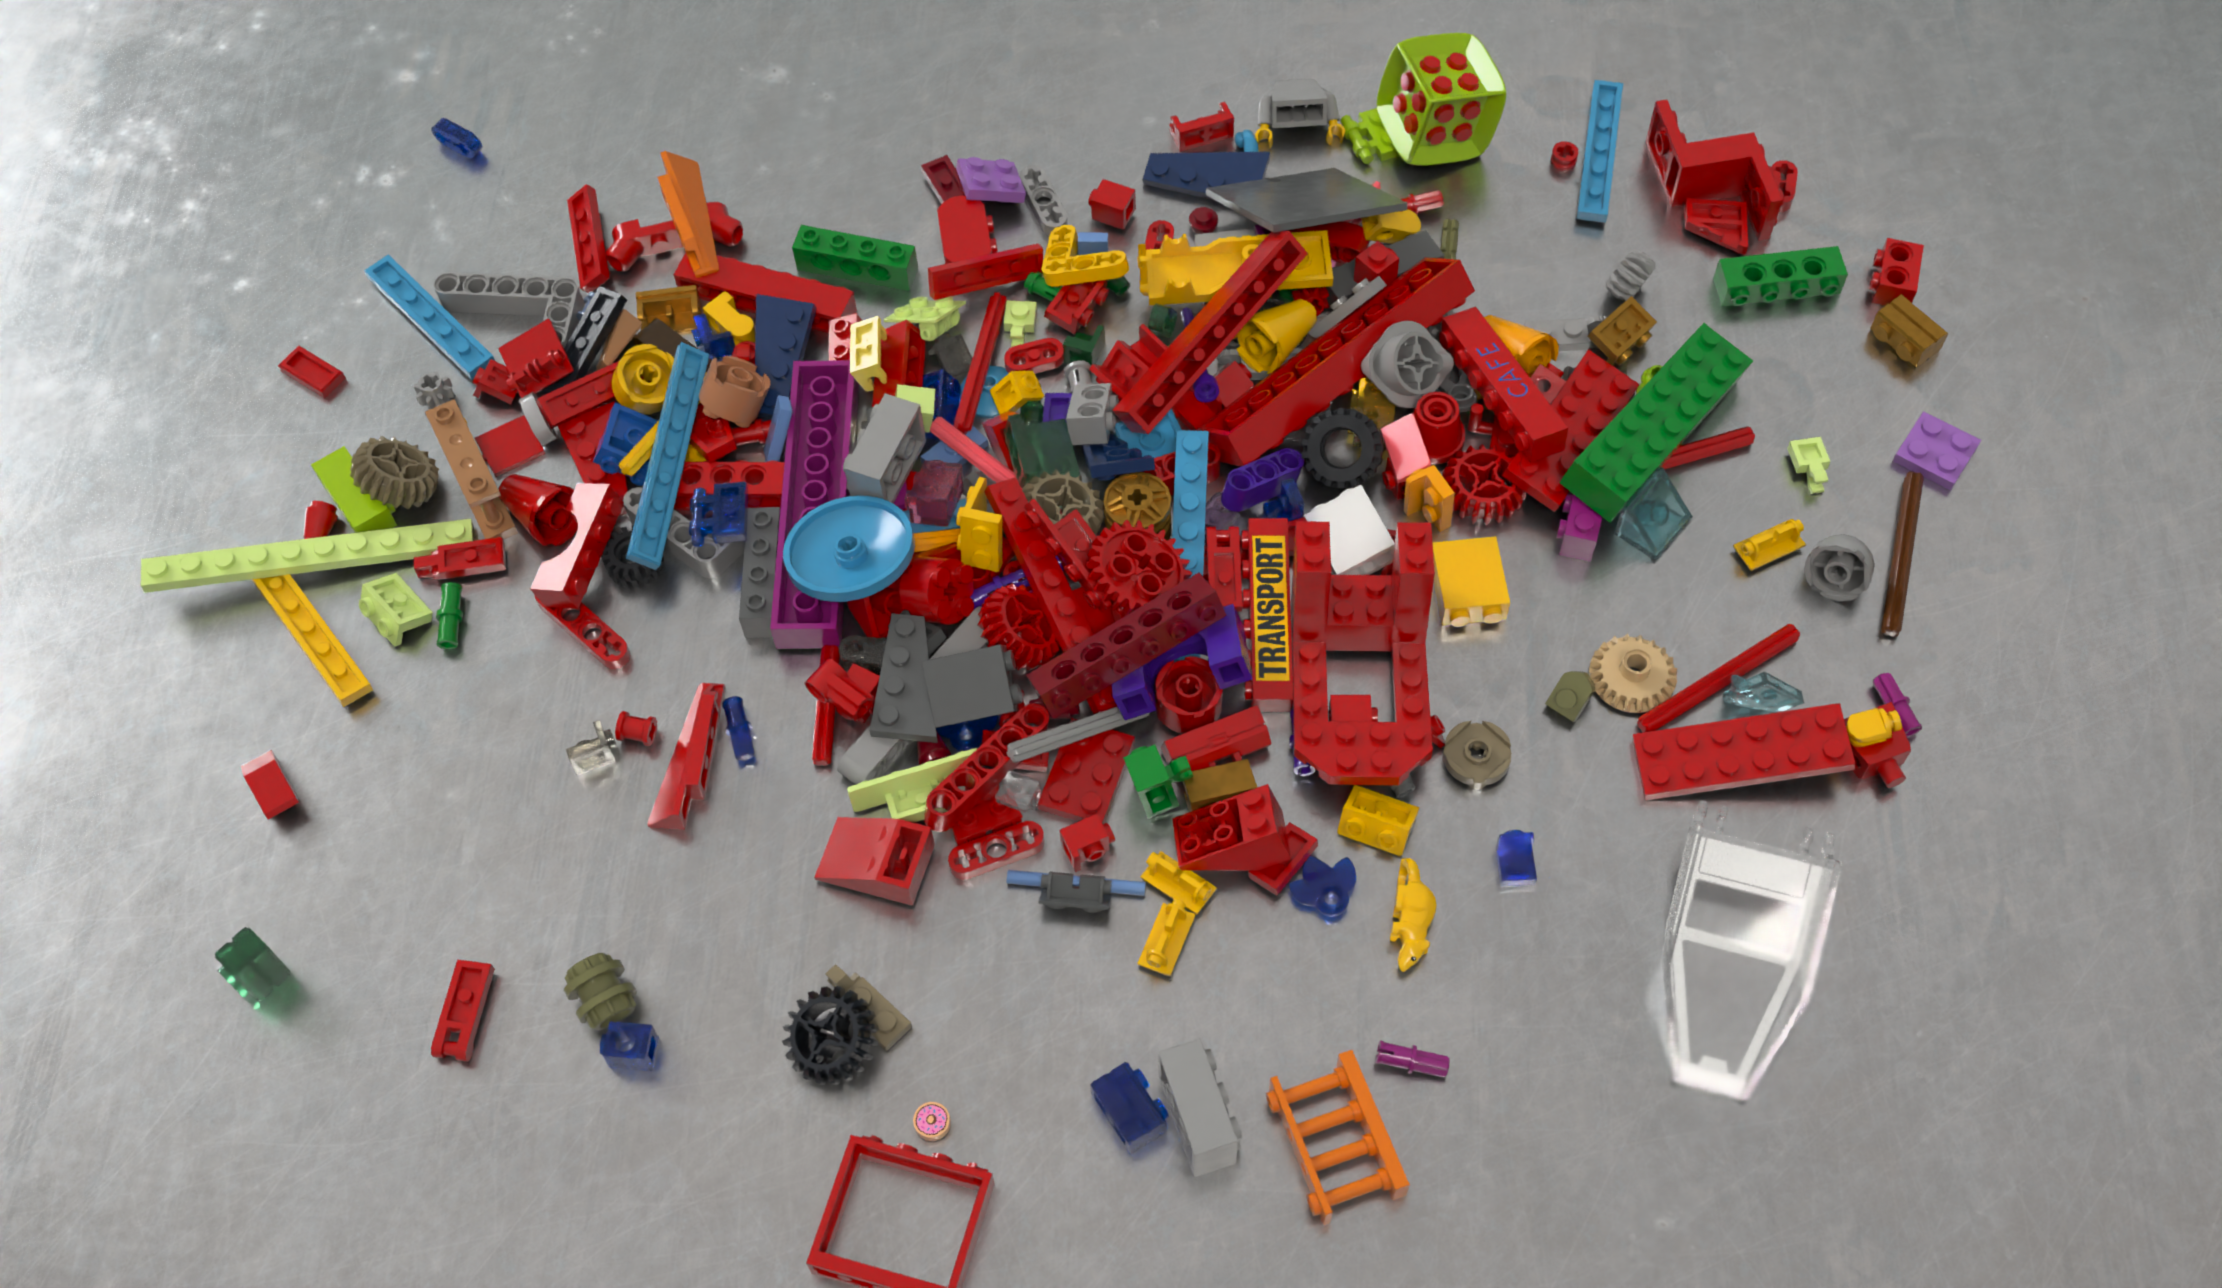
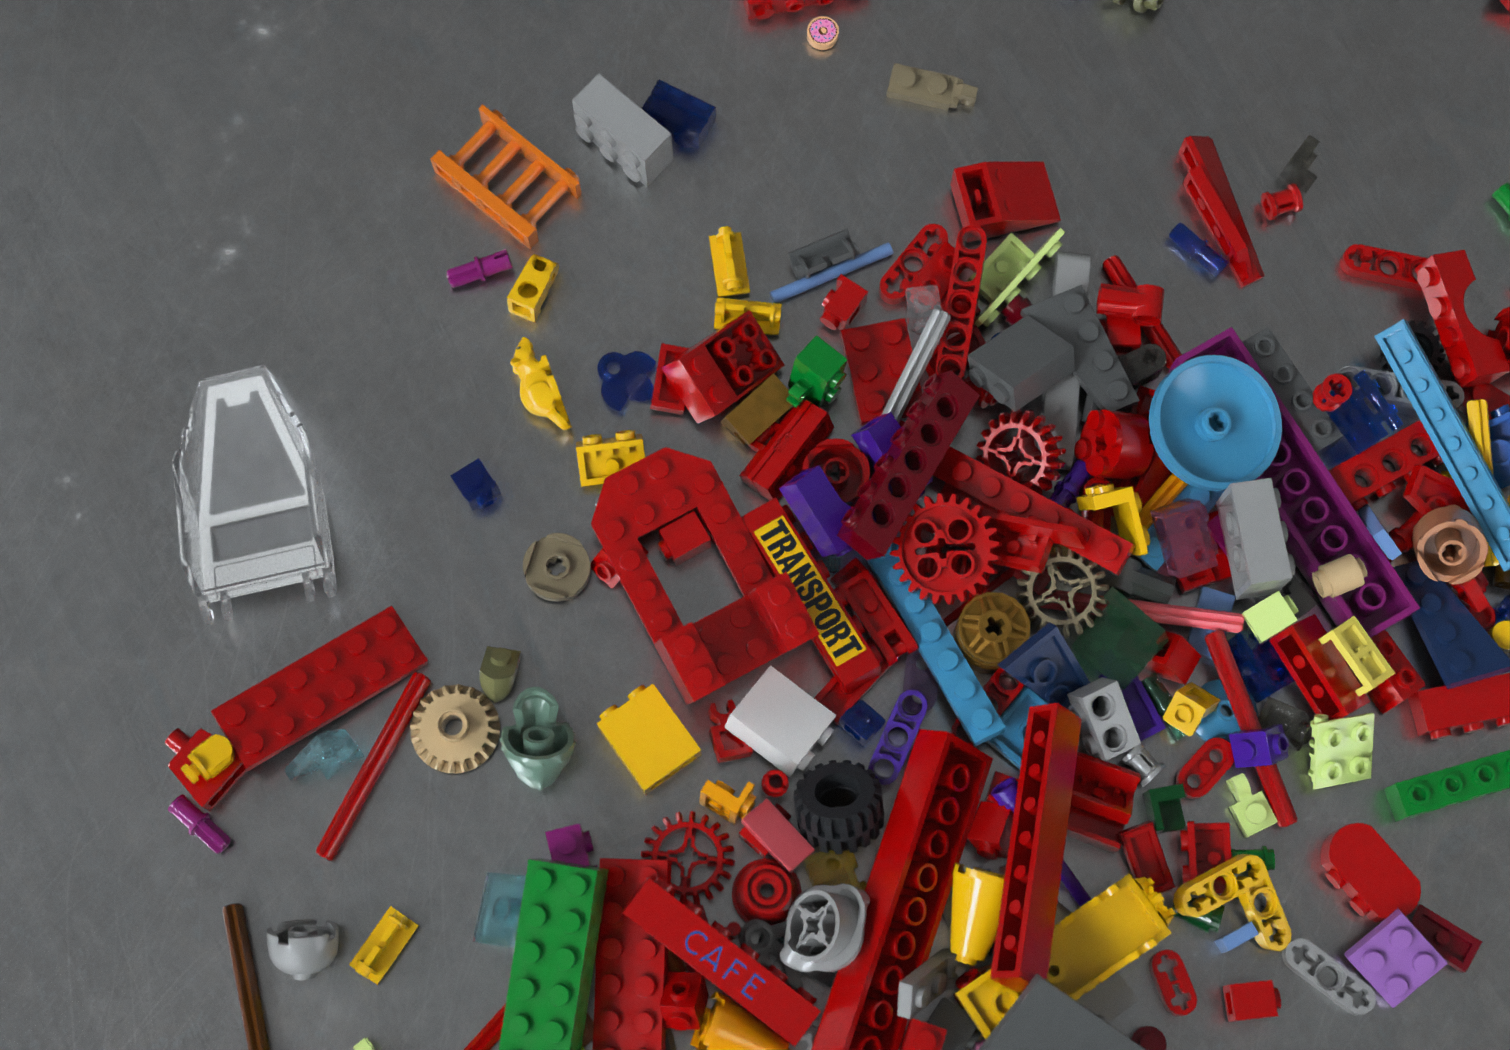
camera: 145 degrees right, 15 degrees up
(736, 517) = (1341, 394): none -> red bush
(822, 1048) = (938, 40): black gear -> none
(839, 401) = (1339, 576): none -> tan brick
(984, 271) = (1318, 831): red plate -> none
(987, 339) = (1259, 746): none -> dark purple bracket
(1123, 321) = (1146, 855): none -> red tile
(1162, 320) = (1104, 868): clear green beam -> none
(1368, 1011) = (532, 287): none -> yellow leg
(1385, 489) = (775, 783): none -> red axle
(1567, 610) = (537, 743): none -> sand green head

